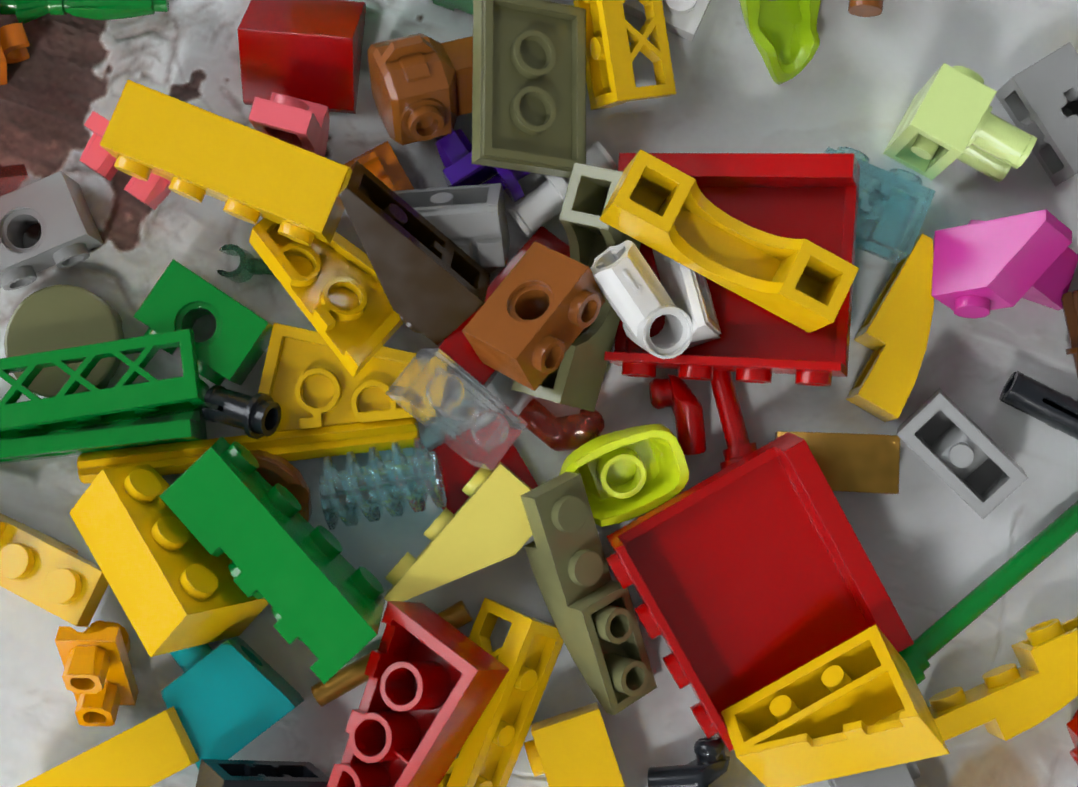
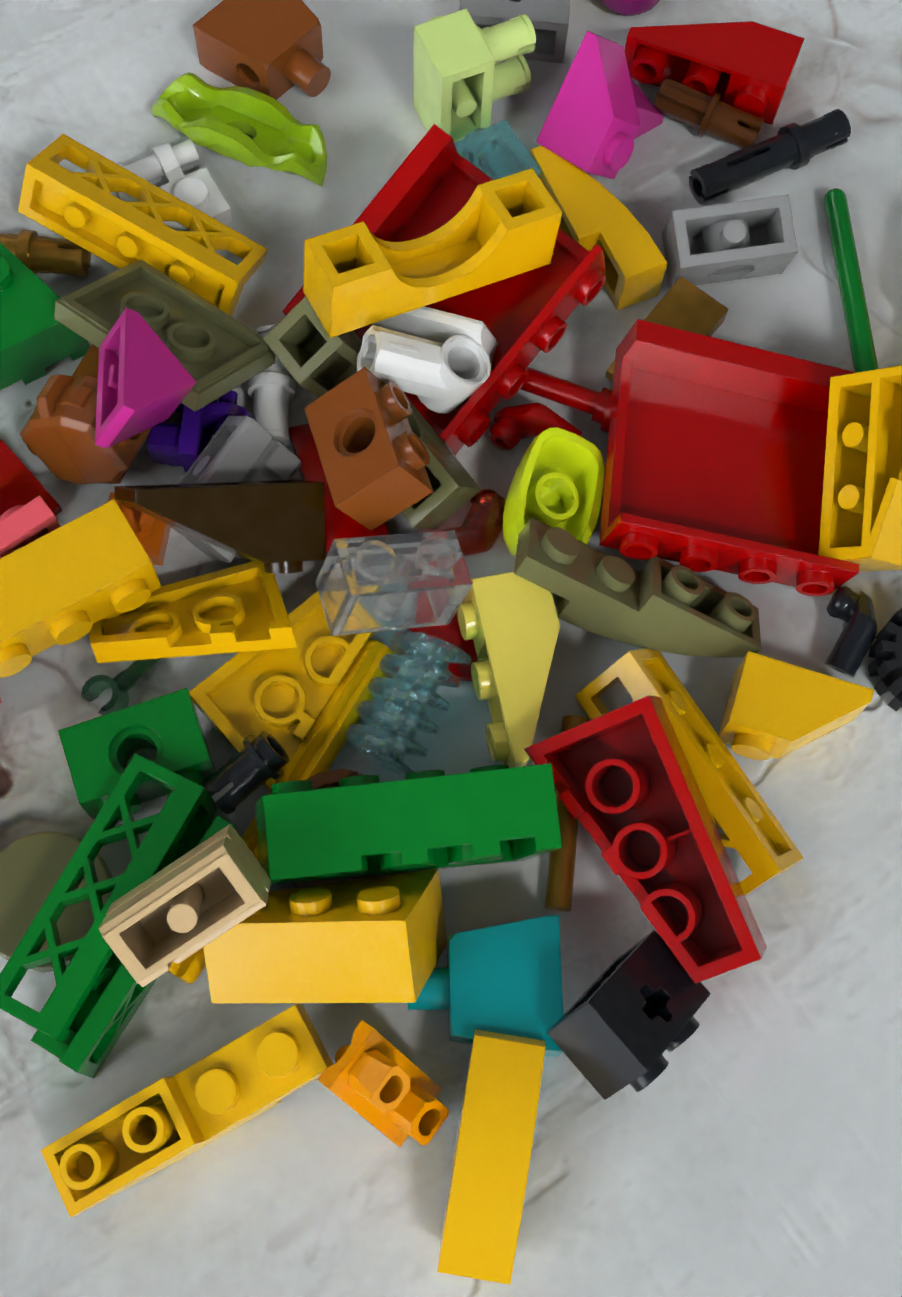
camera: 60 degrees left, 15 degrees down
(92, 458) = (186, 906): none -> tan brick
(452, 105) = (136, 381): none -> dark pink slope

